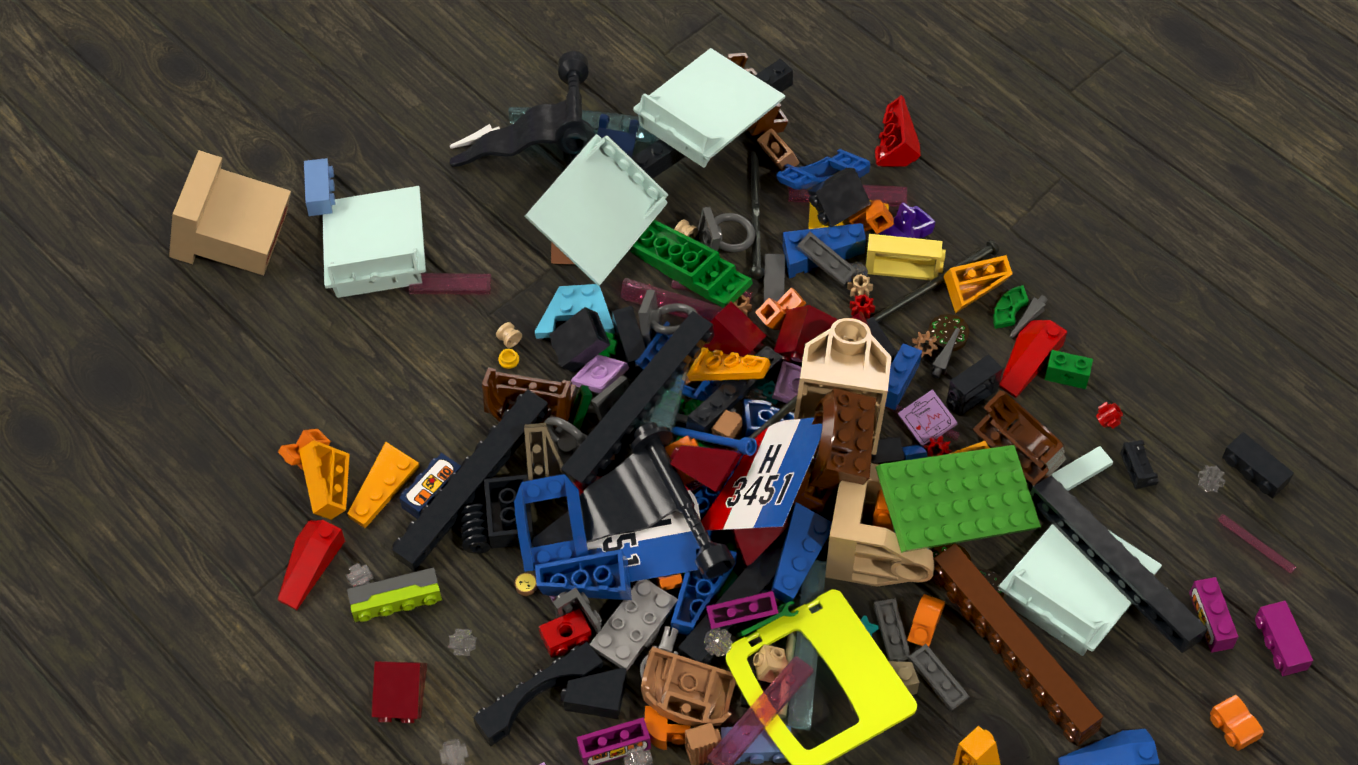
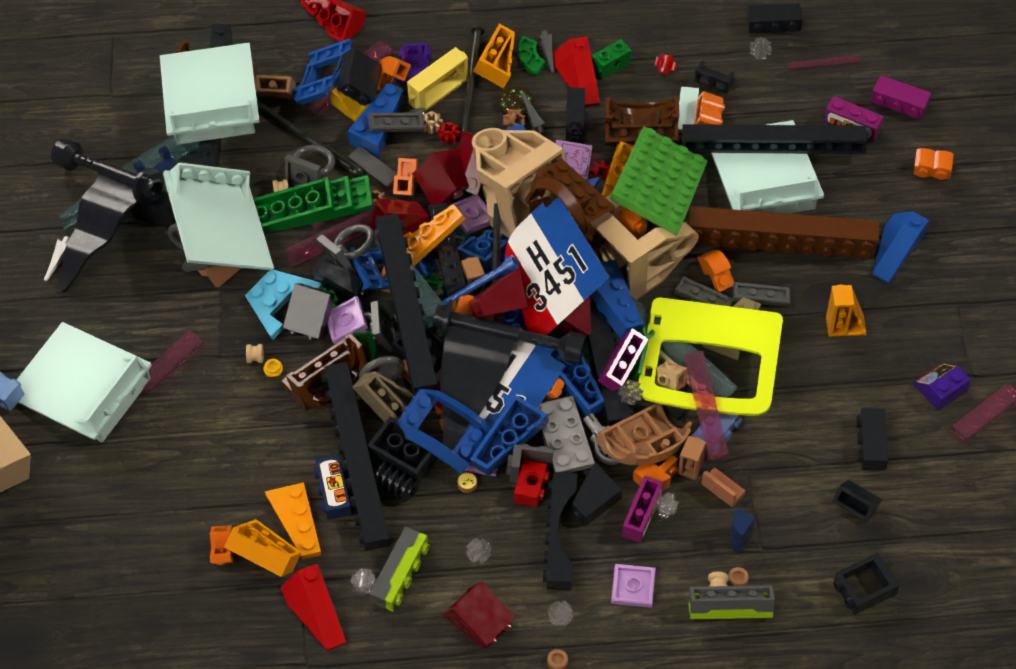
camera: 50 degrees left, 0 degrees up
(1093, 487) = (709, 109): none -> orange brick

